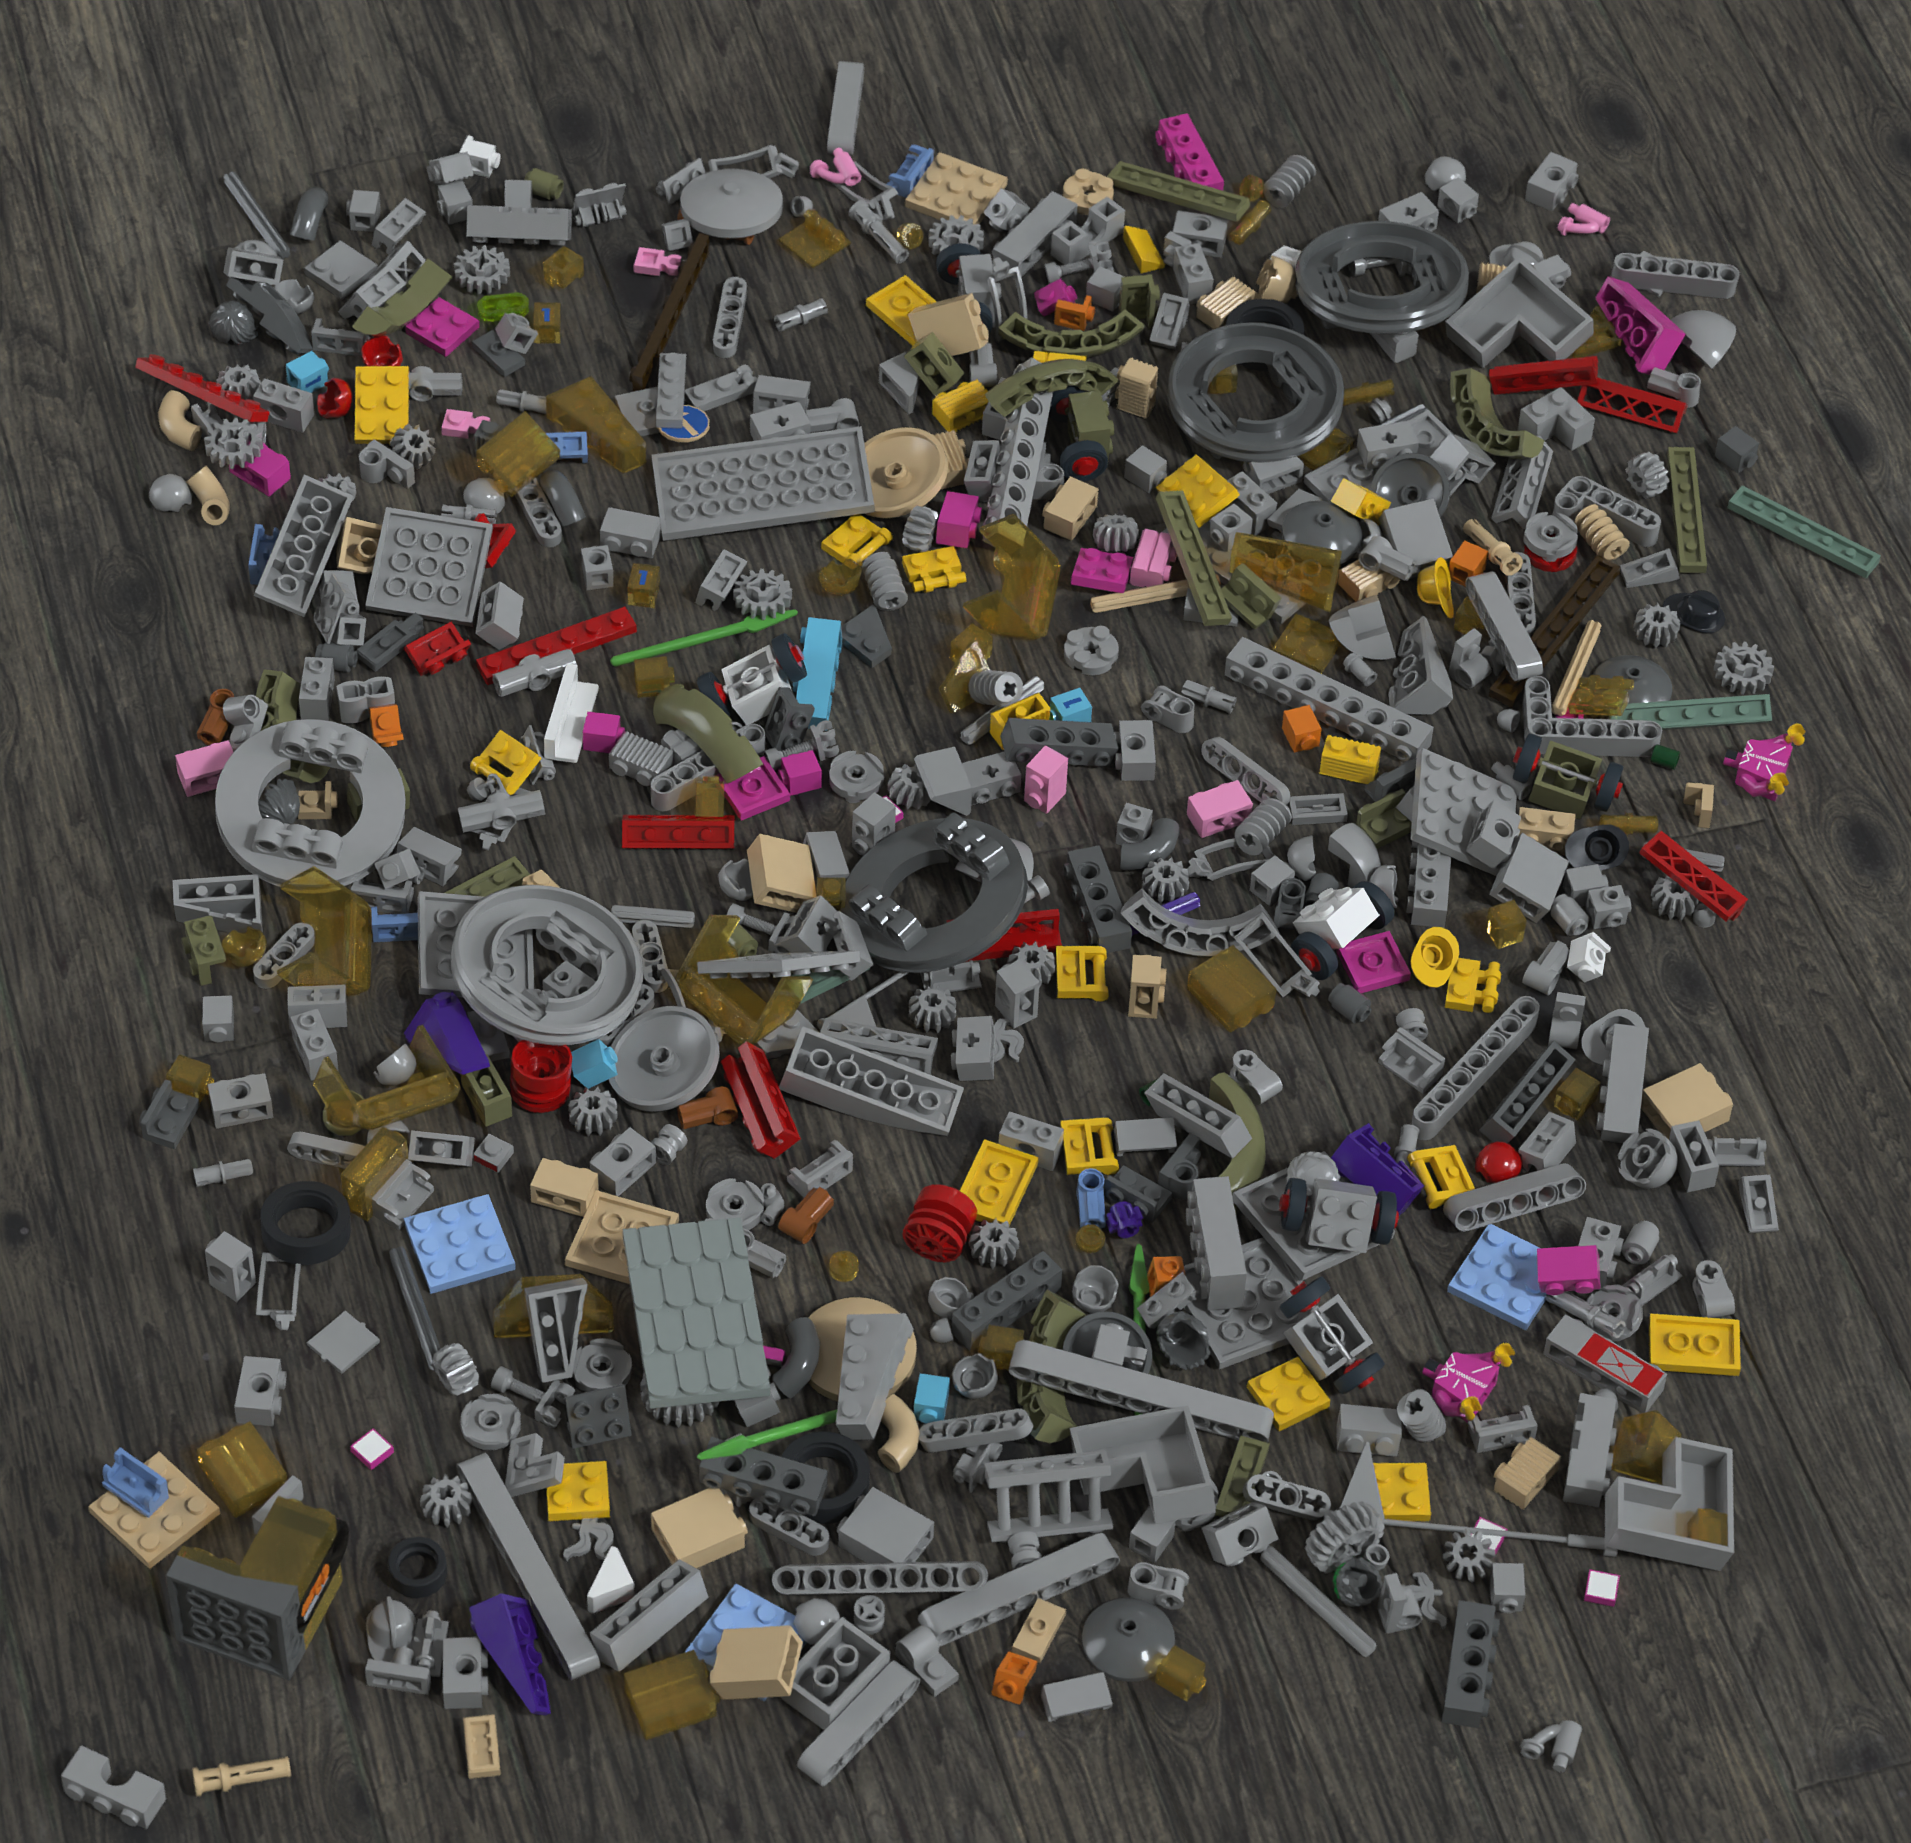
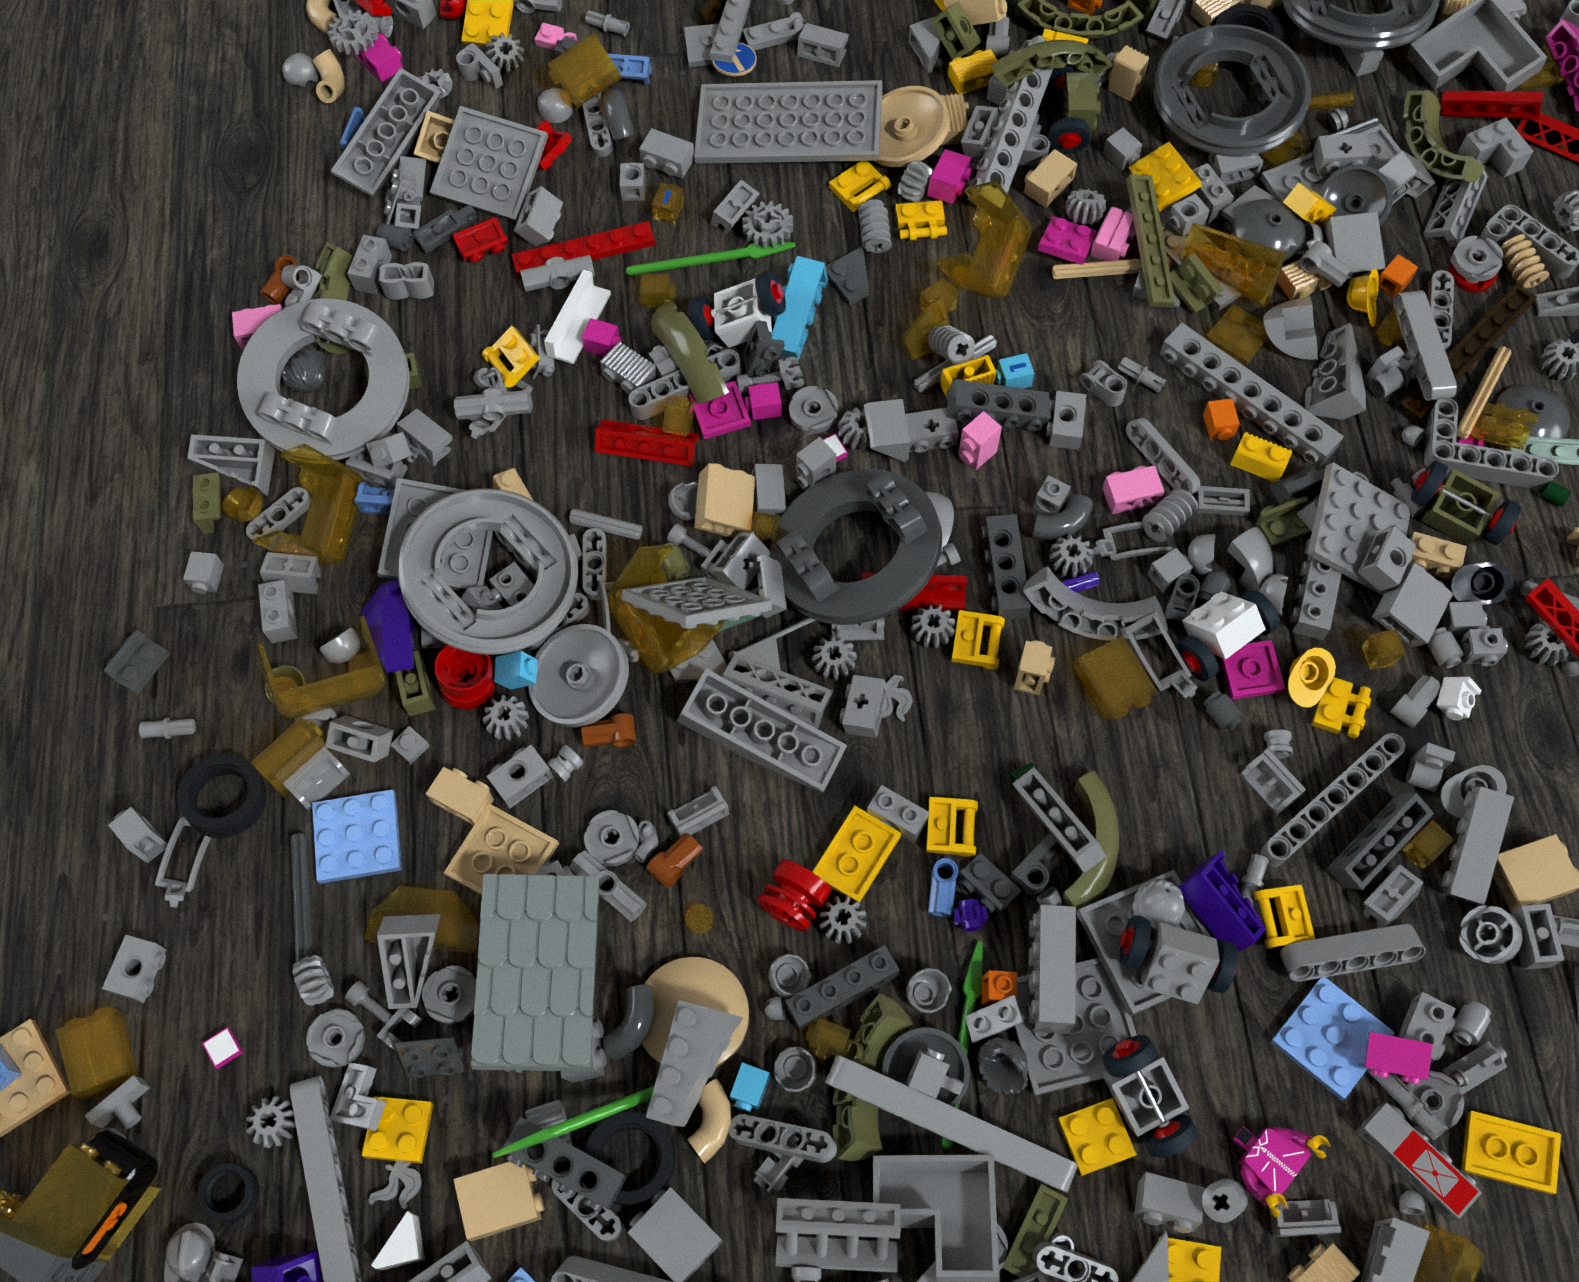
camera: 15 degrees right, 15 degrees up
(190, 1077) = (162, 629): clear yellow brick -> none
(231, 1110) = (214, 663): light grey brick -> none
(318, 803) = (345, 372): tan bracket -> none
(323, 1149) = (258, 719): light grey beam -> none
(343, 1342) = (228, 924): light grey piece -> none
(385, 725) = (419, 306): orange bracket -> none
(468, 512) = (535, 118): light grey pin -> none
(503, 876) = (471, 472): olive plate -> none
(590, 410) = (656, 38): clear yellow wedge -> none
(760, 1101) = (657, 732): red brick -> none
(774, 1356) = (608, 1011): dark pink tile -> none
(779, 422) = (815, 68): light grey brick -> none
(838, 416) = (867, 68): light grey piece -> none
(840, 578) = (837, 218): clear yellow hair -> none
(1017, 993) = (912, 657): light grey brick -> none
(1090, 1238) = (935, 928): clear yellow plate -> none
(1095, 638) = (1047, 303): light grey plate -> none
(1145, 1135) = (1006, 827): light grey hinge -> none
(1254, 1077) = (1120, 781): light grey piece -> none
(1355, 664) = (1283, 366): light grey pin -> none
(1498, 552) = (1428, 269): tan pin -> none
(1498, 1162) = (1340, 907): red hair -> none
(1629, 823) = (1513, 558): clear yellow pin -> none
(1712, 1291) = (1536, 1097): light grey piece -> none

